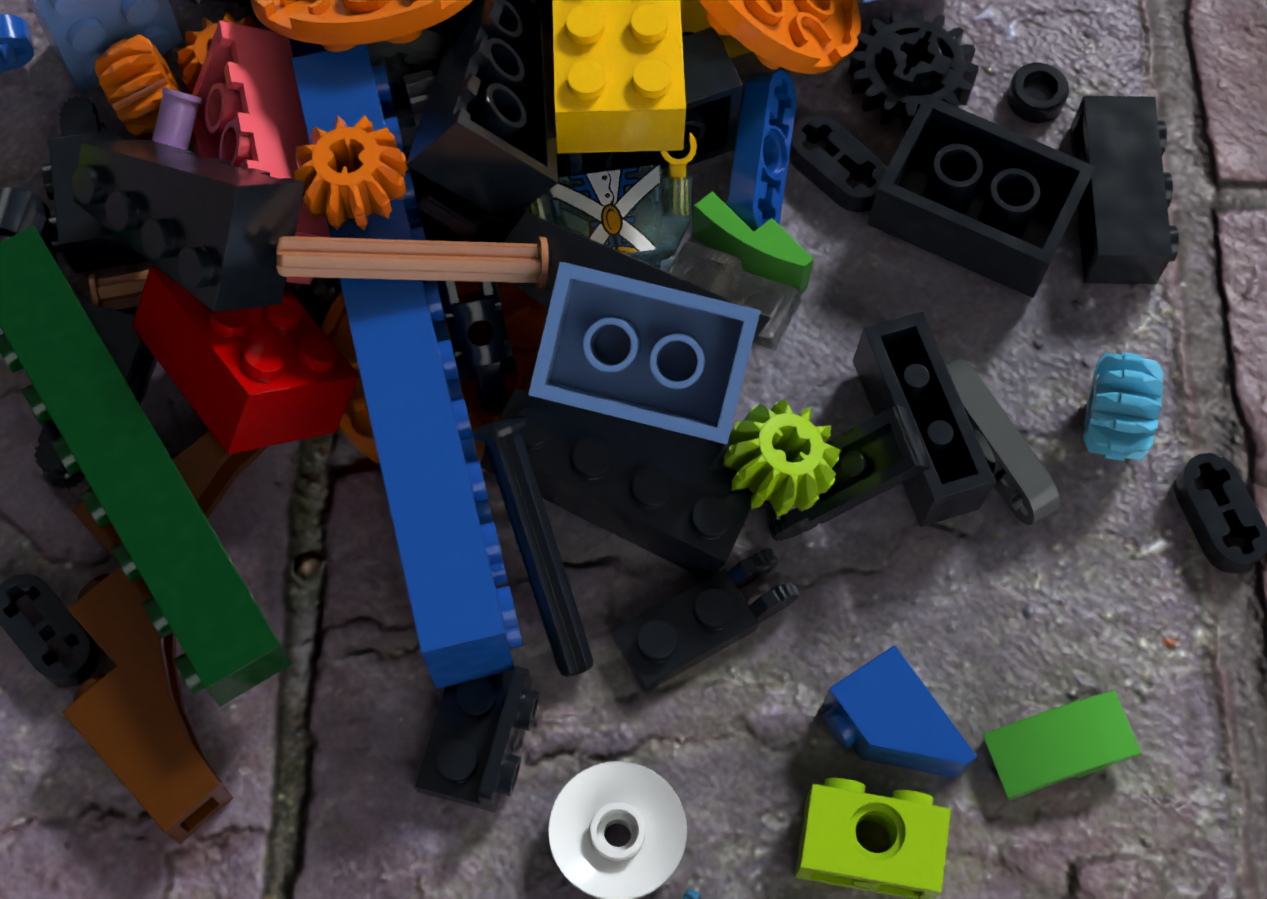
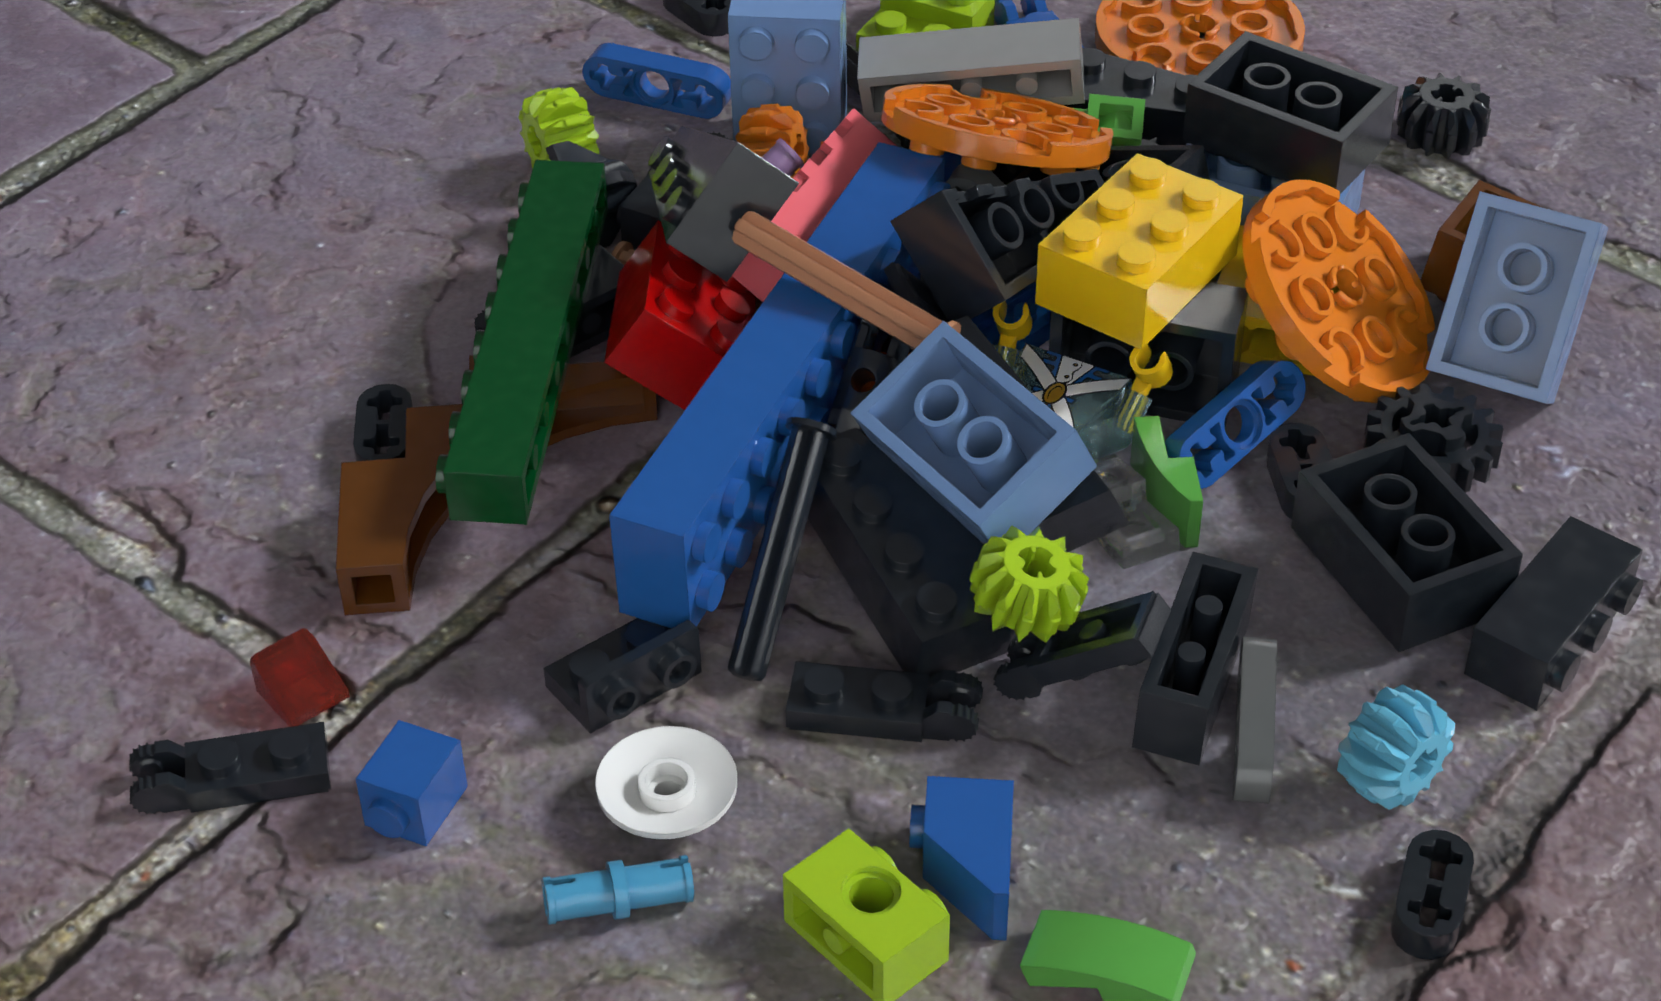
camera: 40 degrees right, 25 degrees down
(351, 172) = (846, 209): orange gear -> none
(1038, 92) = (1542, 514): black tile -> none

